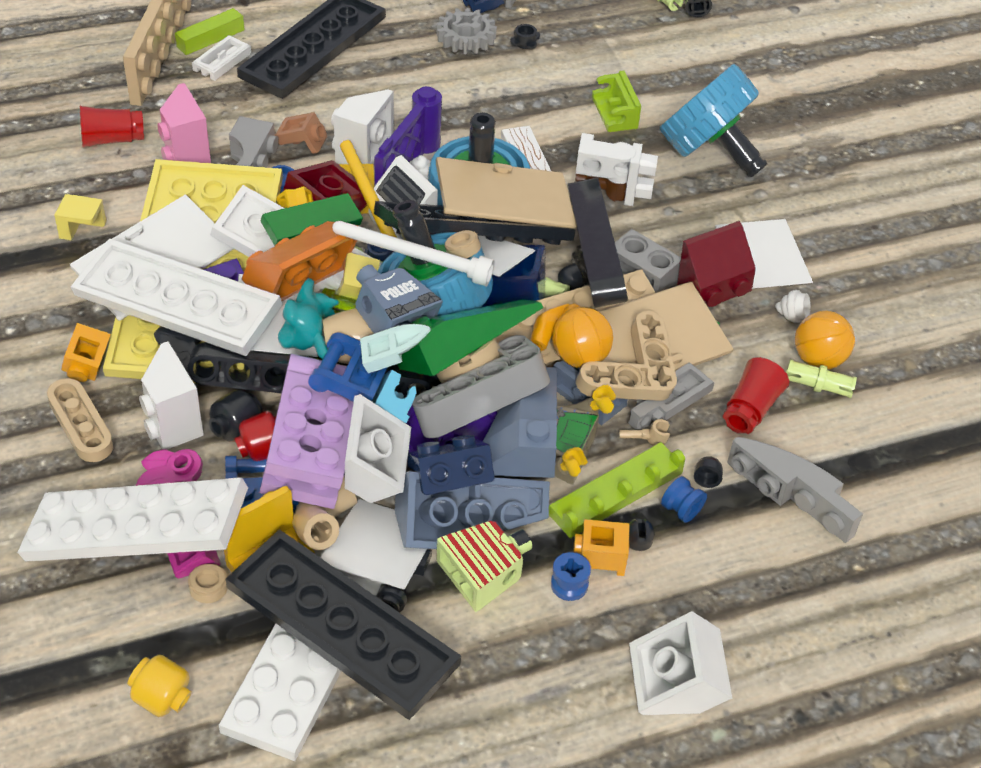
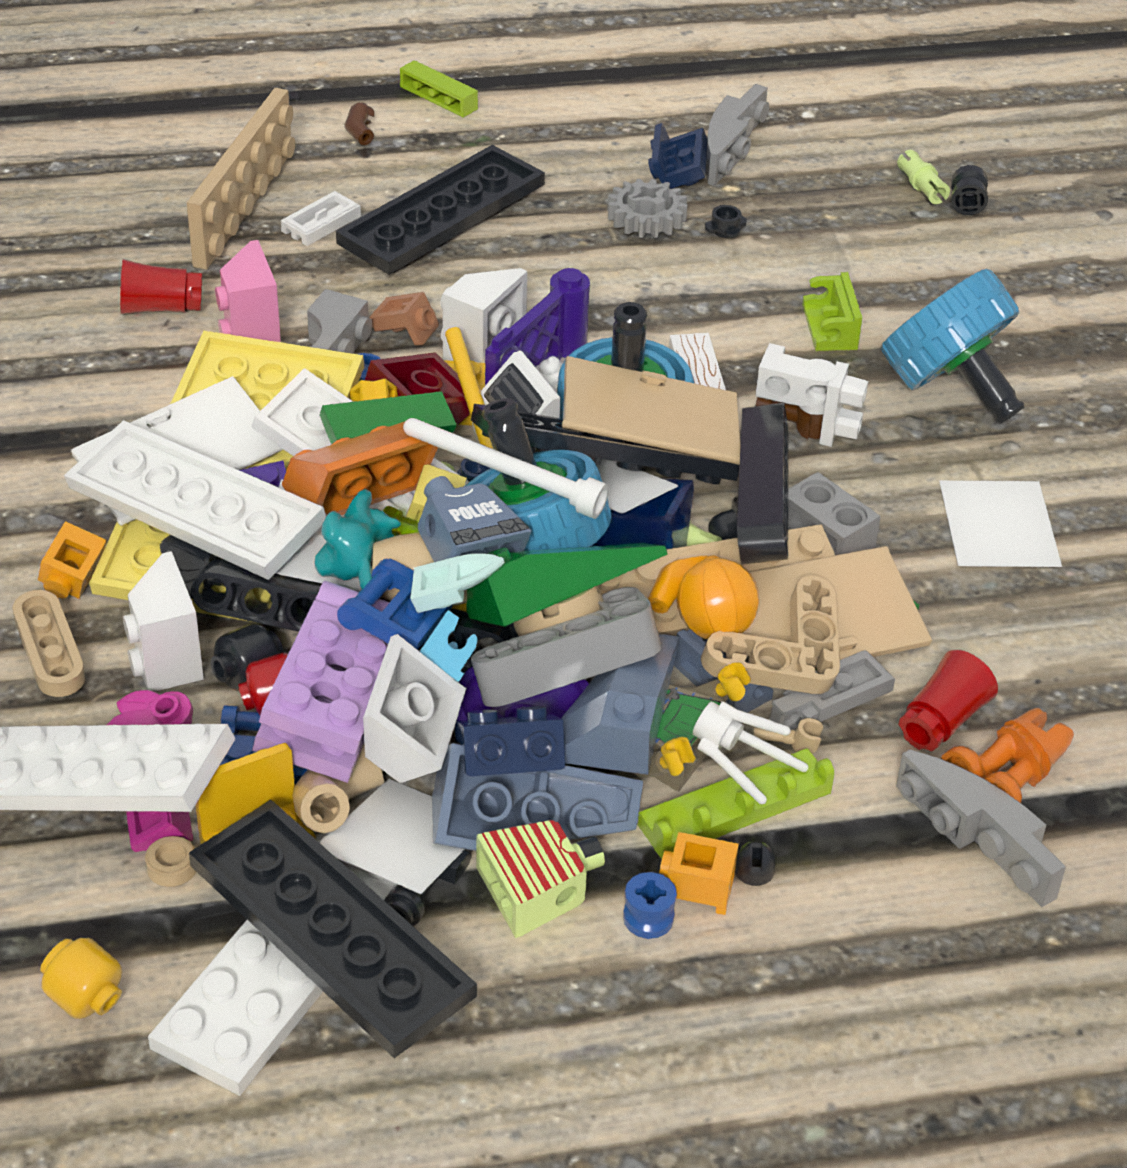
camera: 10 degrees right, 5 degrees down
(76, 211) = (97, 388): light yellow panel -> none
(209, 31) = (311, 184): lime piece -> none
(463, 244) = (574, 463): tan tile -> none
(602, 436) = (721, 728): none -> white plant
(680, 668) = (776, 1038): white slope -> none
(684, 499) = (823, 823): blue wheel -> none
(708, 472) = (865, 793): black hinge -> none
(718, 264) = (927, 527): dark red slope -> none
(794, 306) = (1028, 593): white plate -> none
(815, 424) = (1024, 745): none -> orange piece
(821, 378) = (1045, 689): yellowish green pin -> none
(824, 339) = (1058, 638): light orange piece -> none

